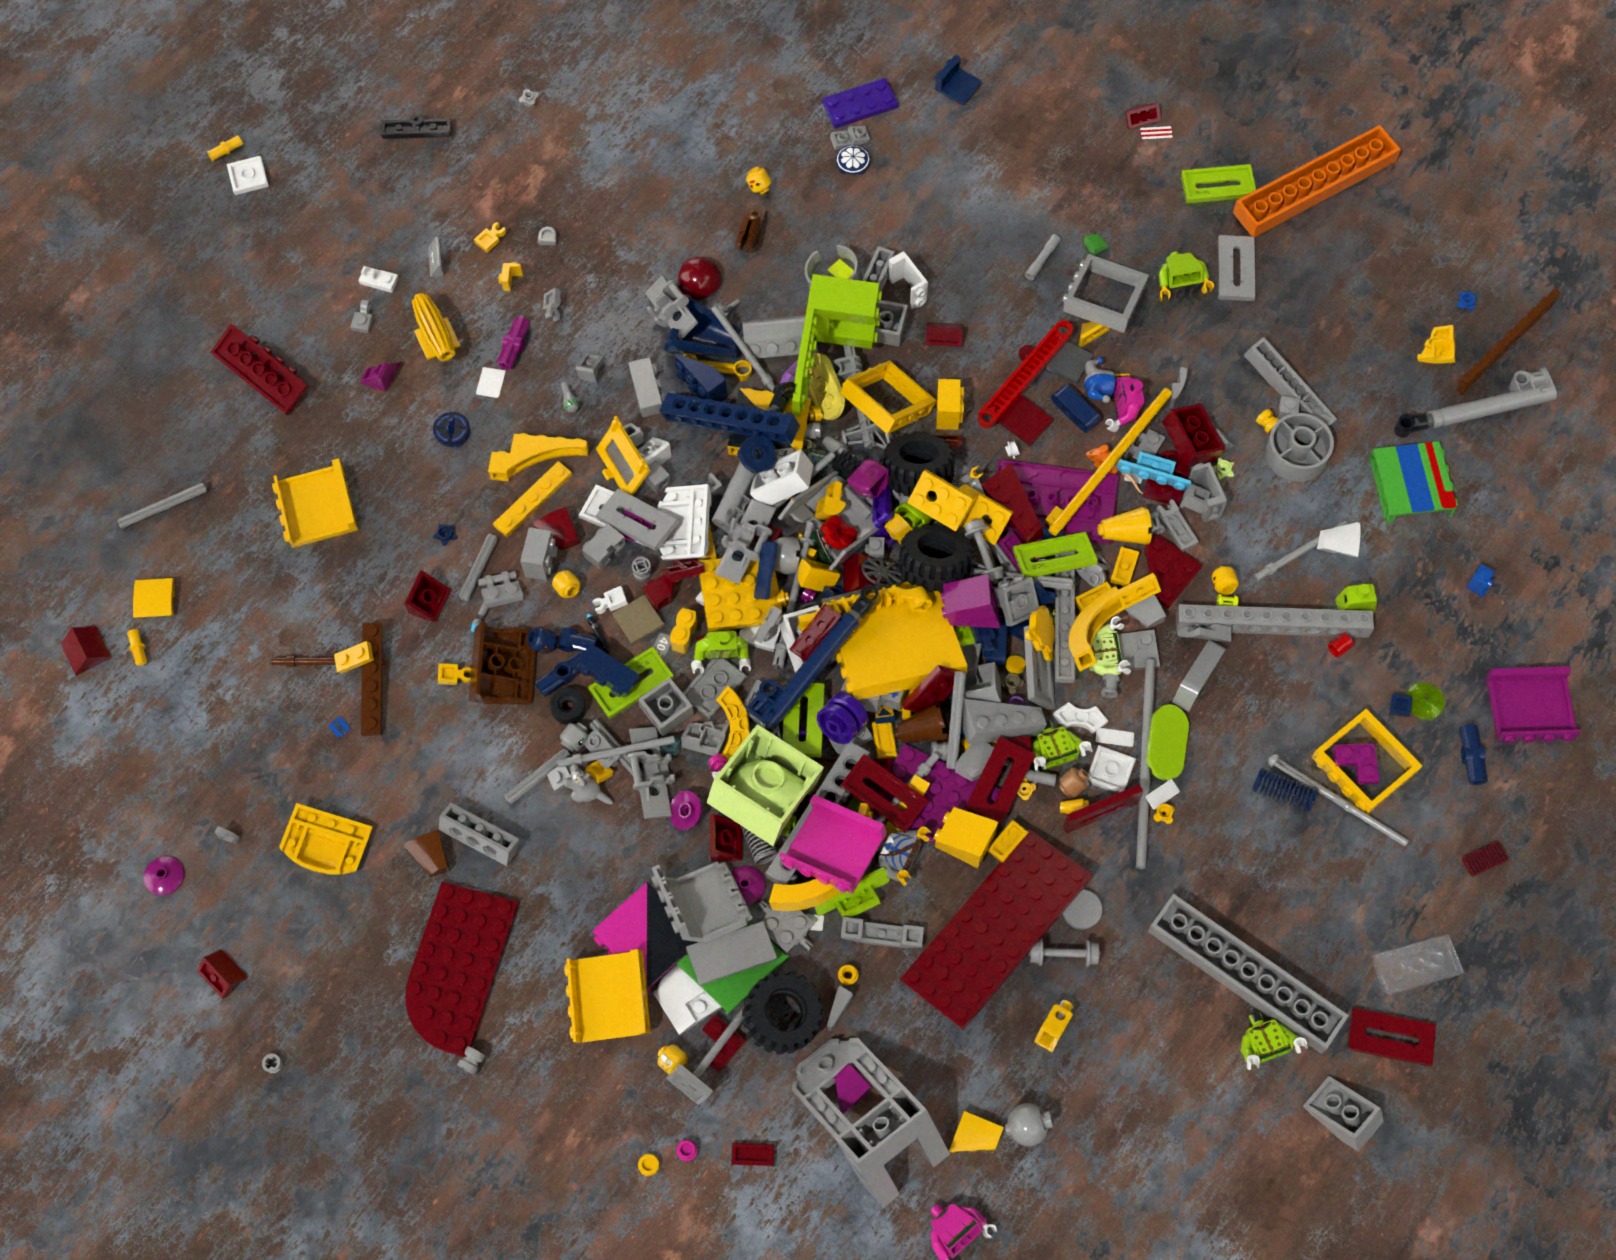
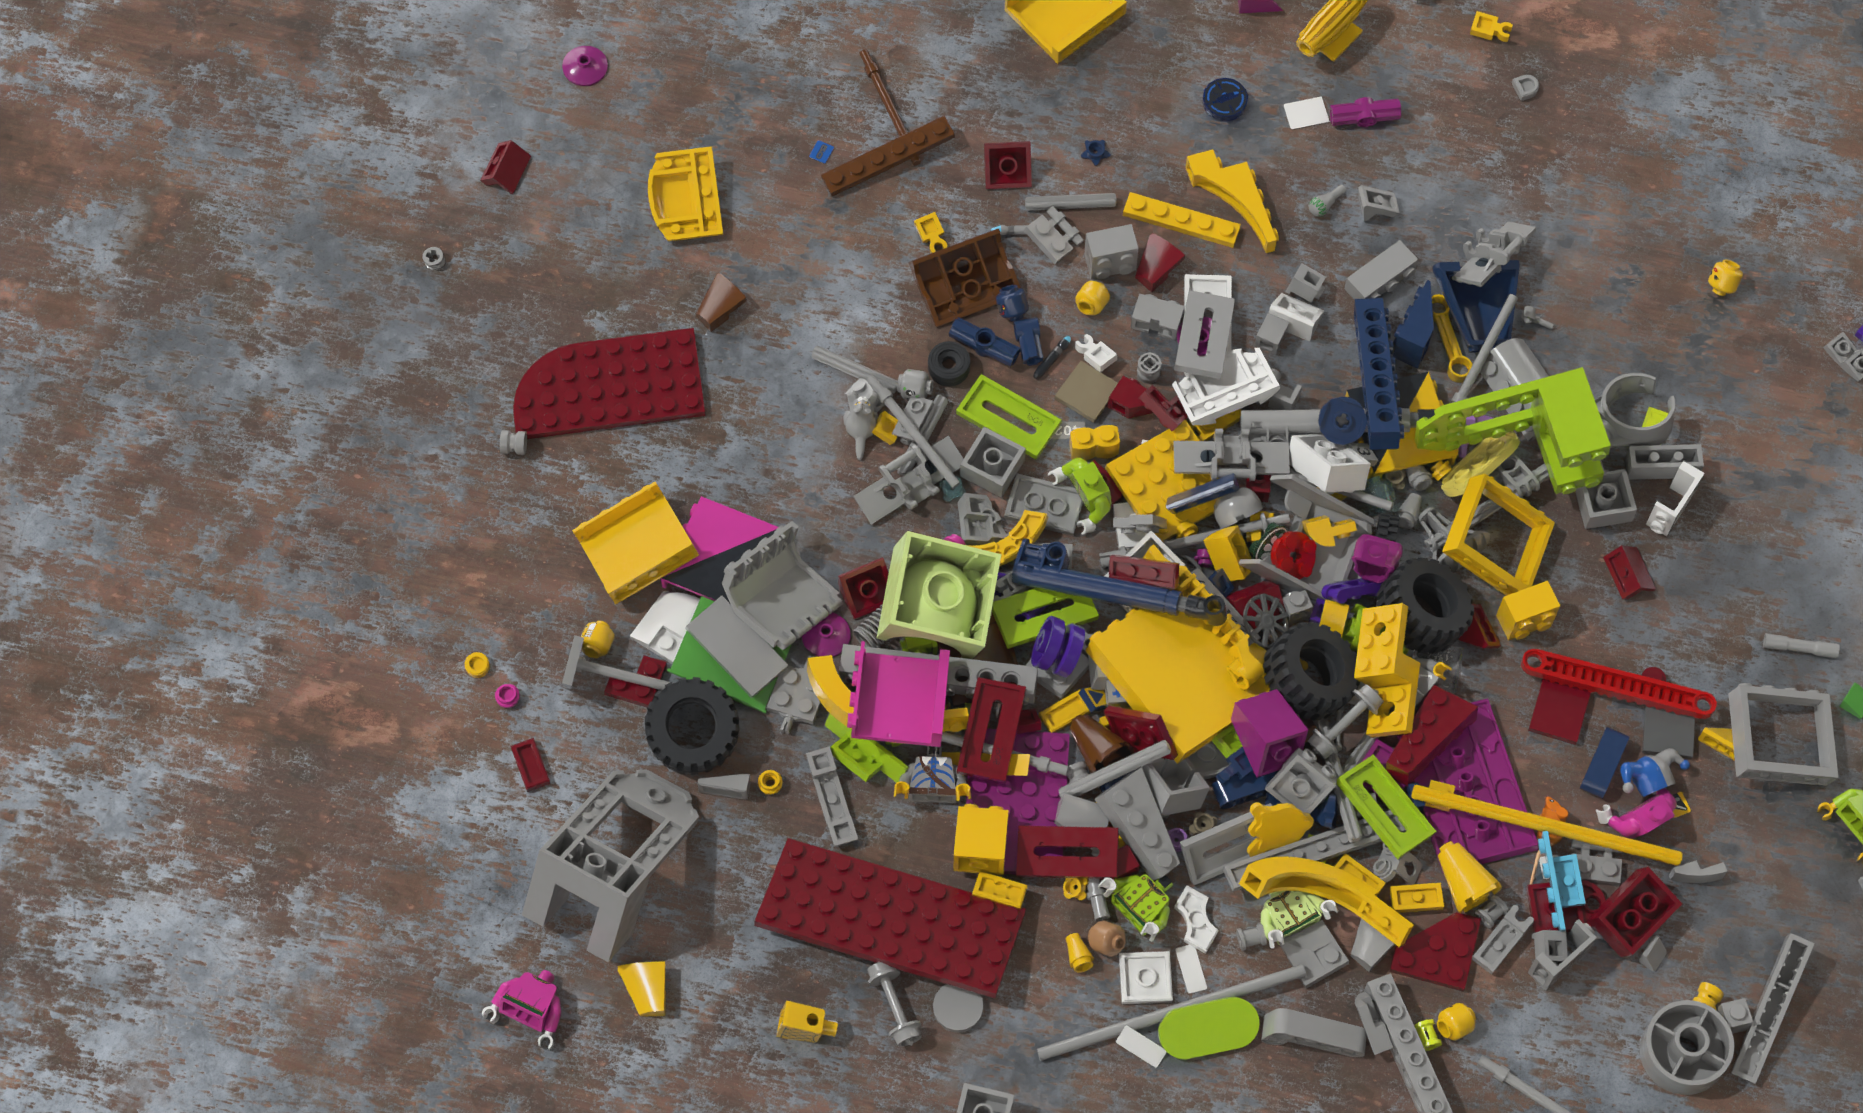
camera: 65 degrees right, 0 degrees up
(227, 835) = (651, 101): light grey tile -> none
(353, 657) = (900, 125): yellow plate -> none
(478, 834) = (759, 338): light grey brick -> none
(509, 270) = (1449, 66): yellow bracket -> none
(551, 302) = (1440, 128): light grey plate -> none
(607, 671) = (1003, 382): dark blue brick -> none
(622, 459) = (1272, 286): yellow piece -> none
(685, 810) = (881, 534): magenta dish -> none
(699, 278) = (1558, 270): dark red cylinder -> none
(750, 229) = (1653, 298): reddish brown plate -> none
(818, 920) = (819, 725): white sticker -> none
(850, 1088) = (634, 827): magenta slope -> none
(852, 160) = (1819, 373): dish -> none
(1012, 449) = (1510, 710): white plate -> none
(1015, 664) = (1225, 814): yellow tile -> none
(1028, 1124) = (677, 1035): light grey brick -> none
(1102, 809) = (1086, 980): dark red piece -> none
(1168, 809) = (1114, 1064): yellow plate -> none
(1223, 464) = (1619, 965): yellowish green plate -> none

